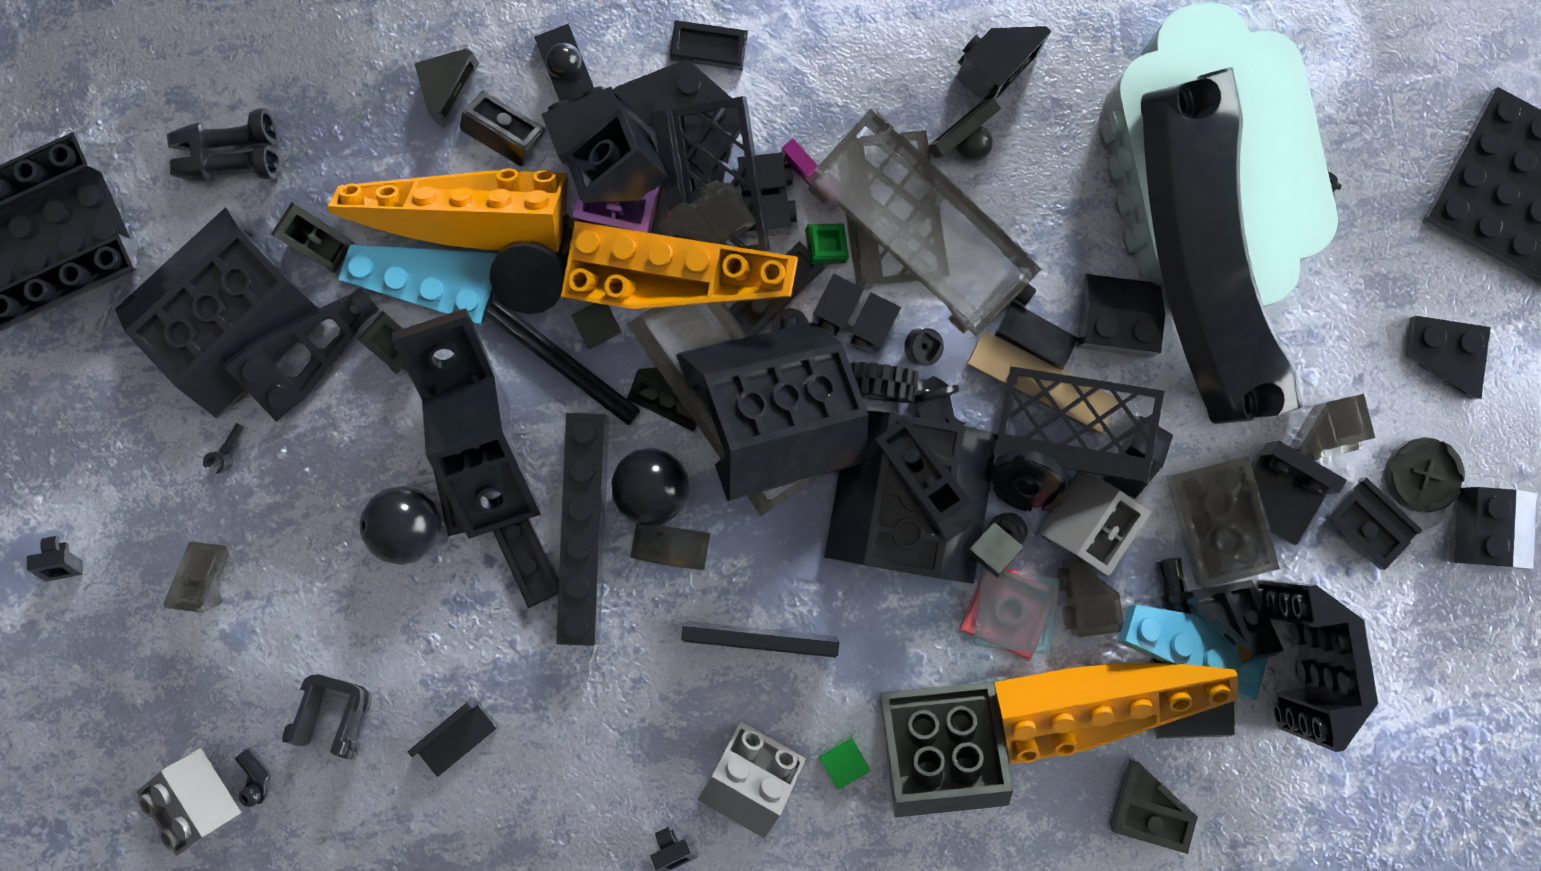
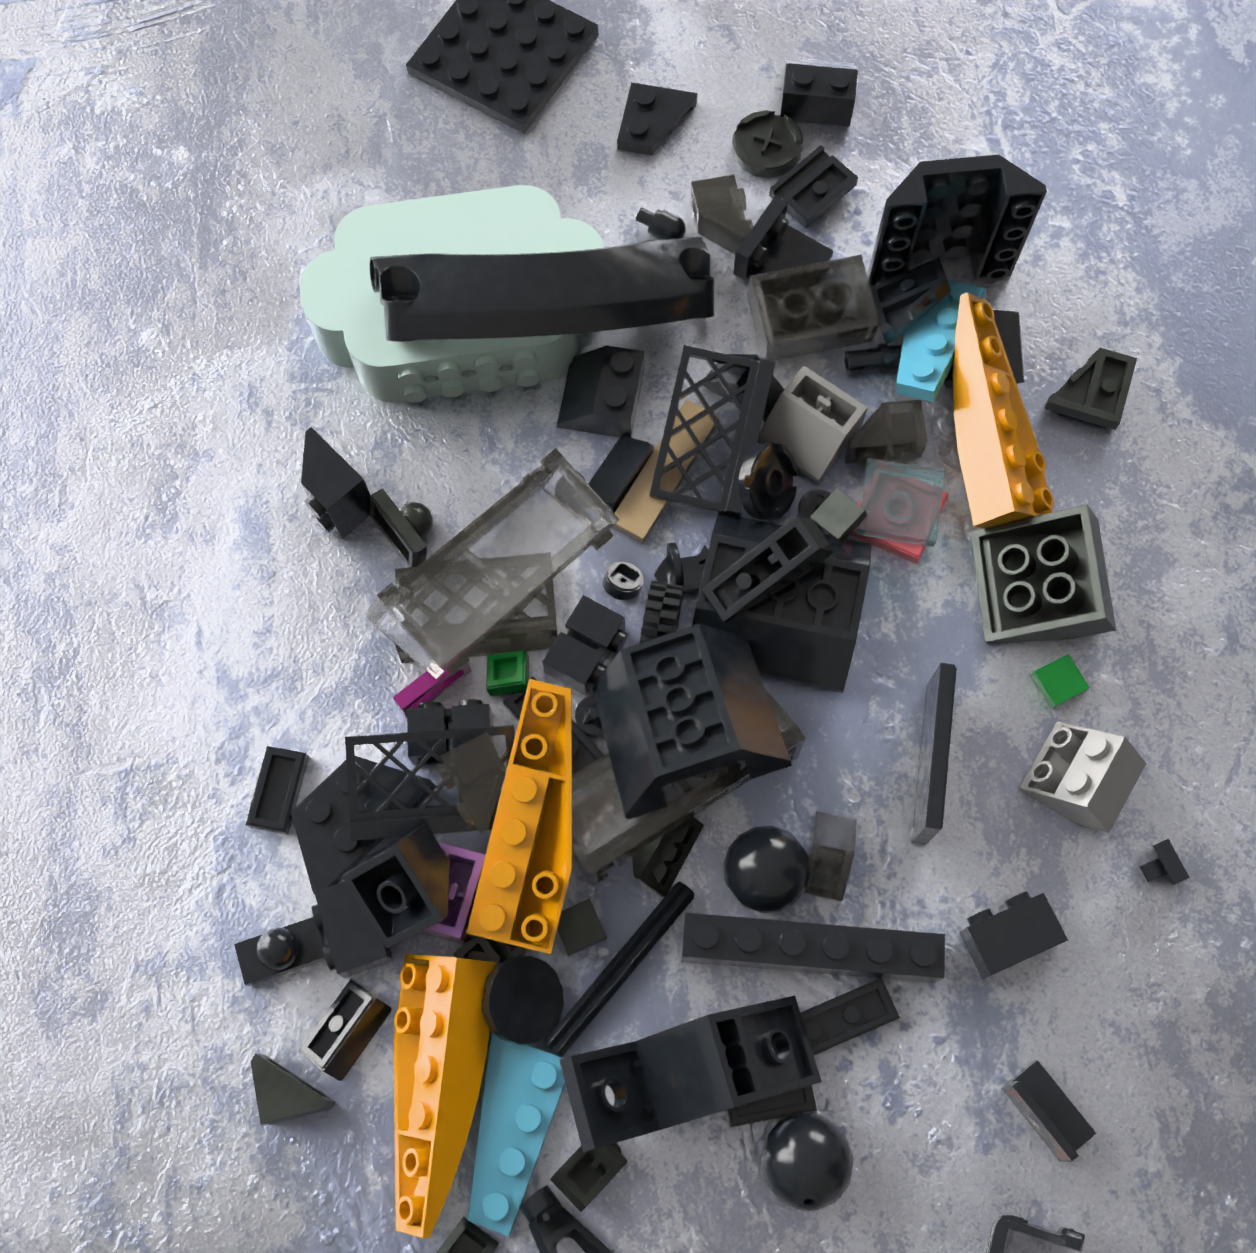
camera: 90 degrees left, 15 degrees down
(603, 709) = (1013, 934): none -> black brick
(1317, 368) = (662, 223): none -> black cylinder

